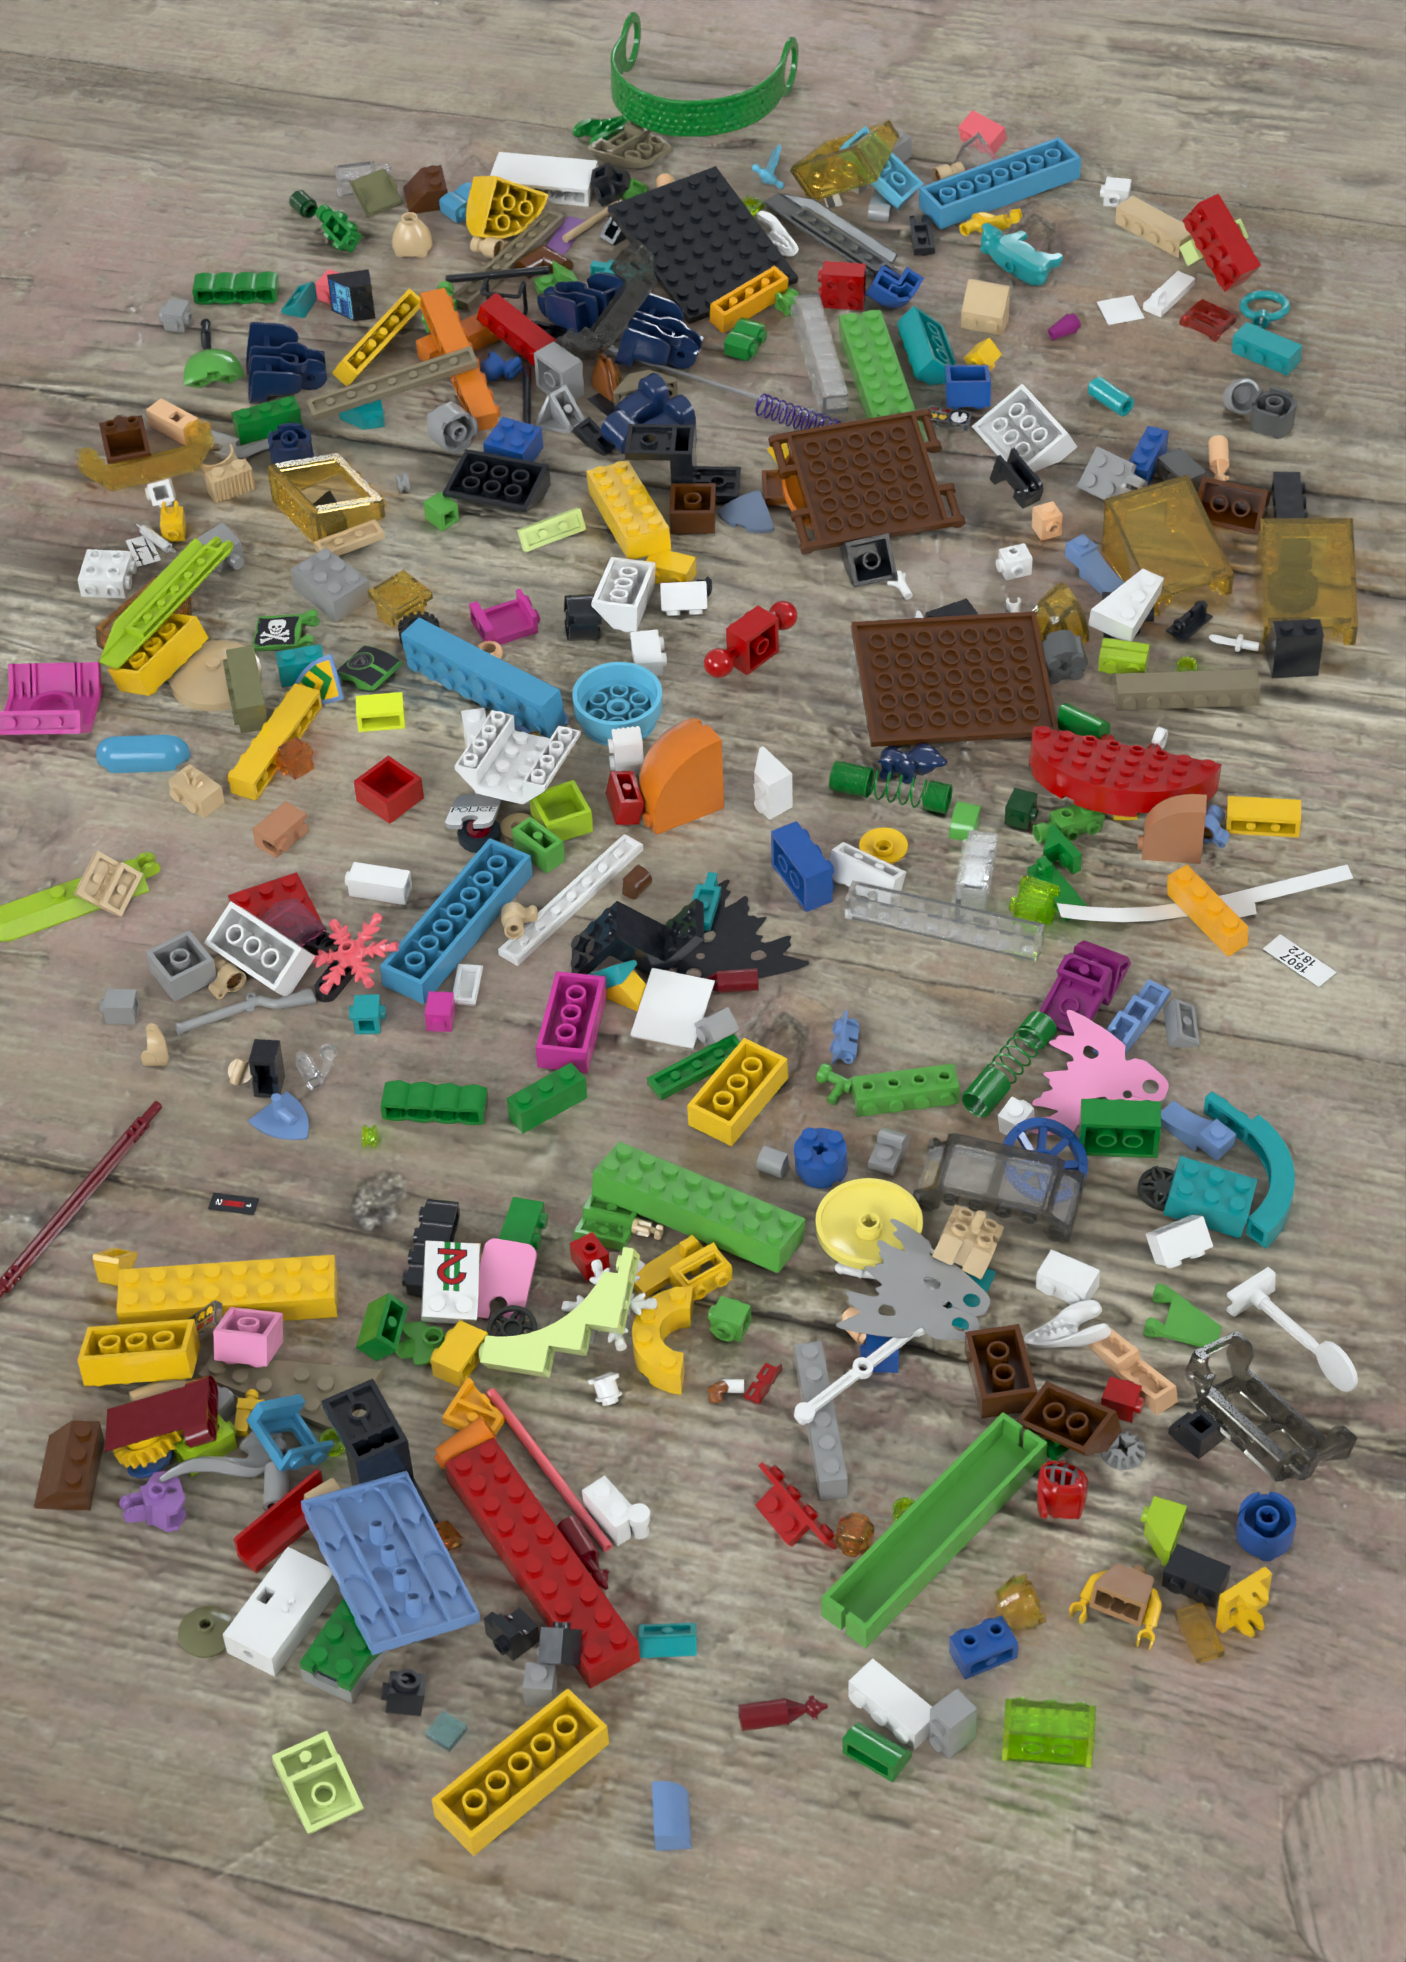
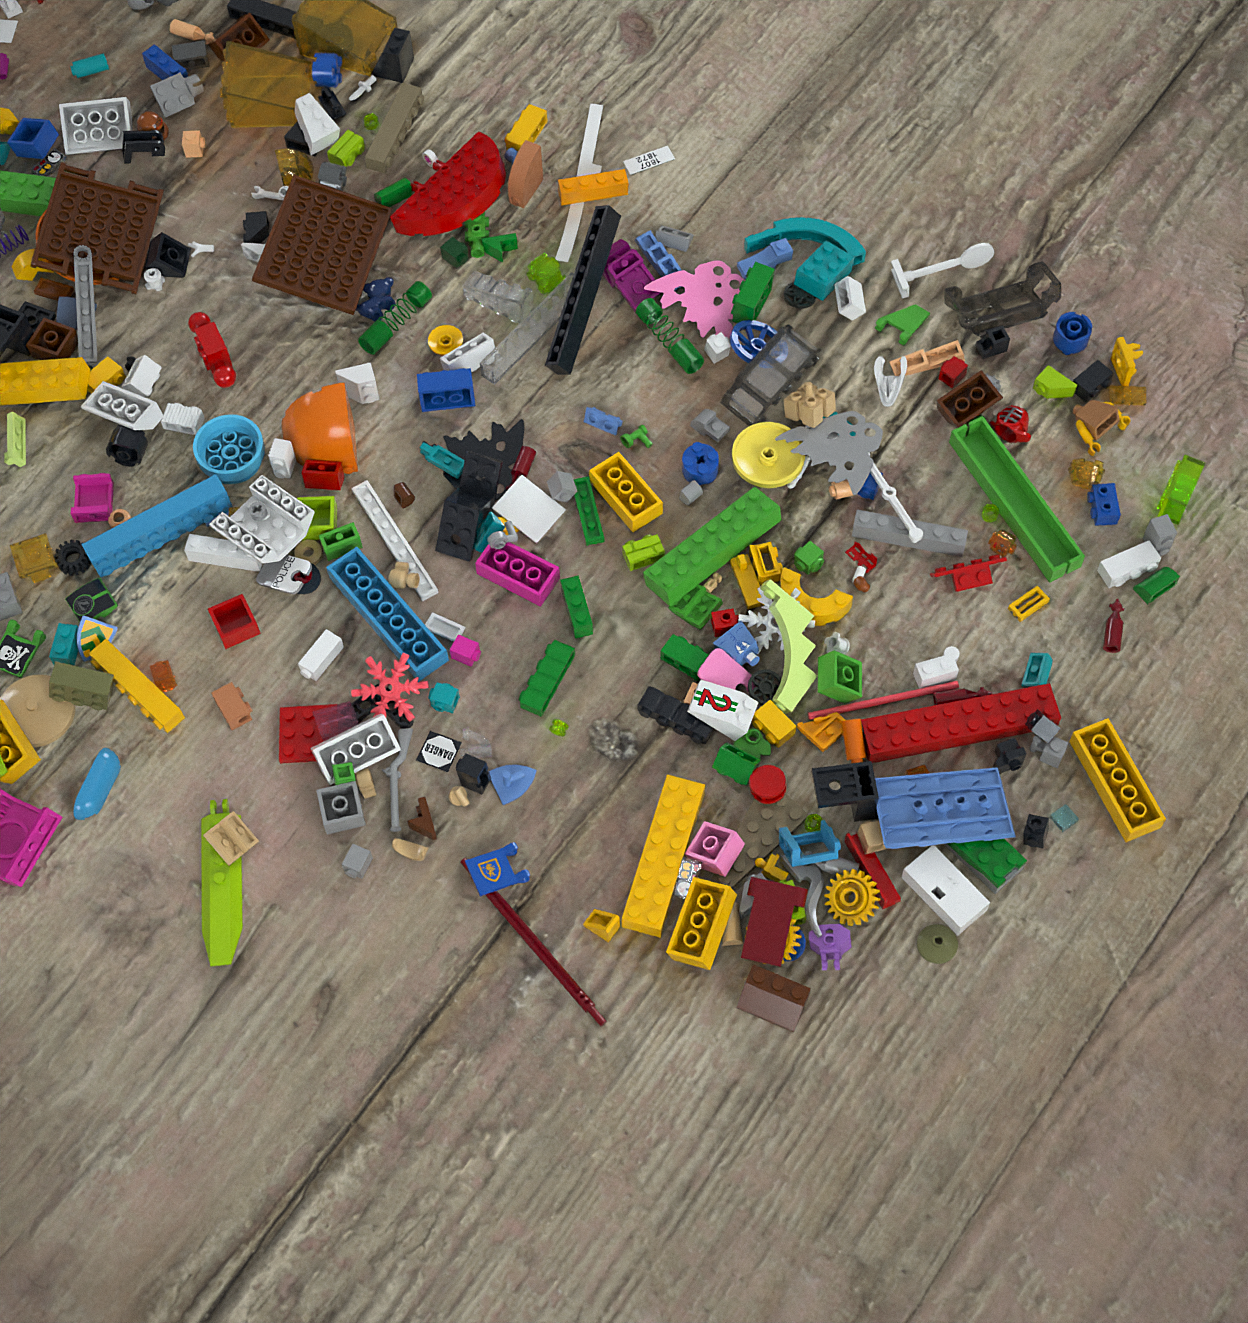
camera: 70 degrees left, 15 degrees up
(150, 1133) = (493, 871): none -> blue flag
(195, 1052) = (423, 823): none -> reddish brown slope
(196, 791) = (159, 754): tan brick -> none
(218, 945) = (343, 773): none -> bright green slope
(232, 1506) = (863, 901): none -> yellow gear
(233, 1203) = (575, 834): black sticker -> none
(299, 1036) = (439, 751): none -> sticker
(317, 1782) = (1082, 903): yellowish green slope -> none
(361, 1363) = (767, 784): none -> red head
(380, 712) = (144, 606): neon yellow brick -> none
(530, 746) = (258, 506): none -> light grey bush
(550, 1397) = (839, 677): none -> bright green brick
(558, 1278) = (739, 644): none -> medium blue torso
(592, 977) = (499, 539): none -> light grey plate
(659, 1139) = (643, 552): none -> lime brick
(671, 1816) = (1168, 710): medium blue brick -> none
(748, 512) = (85, 306): none -> light grey plate
(772, 1603) = (1012, 607): none -> yellow tile
(832, 560) = (154, 279): none -> white brick
(905, 1090) = (663, 400): bright green brick -> none
(964, 818) = (446, 288): bright green brick -> none
(999, 1370) = (912, 424): reddish brown brick -> none
(1014, 562) = (220, 176): white brick -> none
(1016, 940) = (583, 290): none -> black brick
(1047, 872) = (519, 261): green hinge -> none
(1052, 471) = (151, 121): none -> dark orange helmet
(1067, 1278) = (852, 366): white brick -> none
(1091, 564) = (252, 135): medium blue slope -> none
(1231, 594) = (327, 70): none -> blue brick

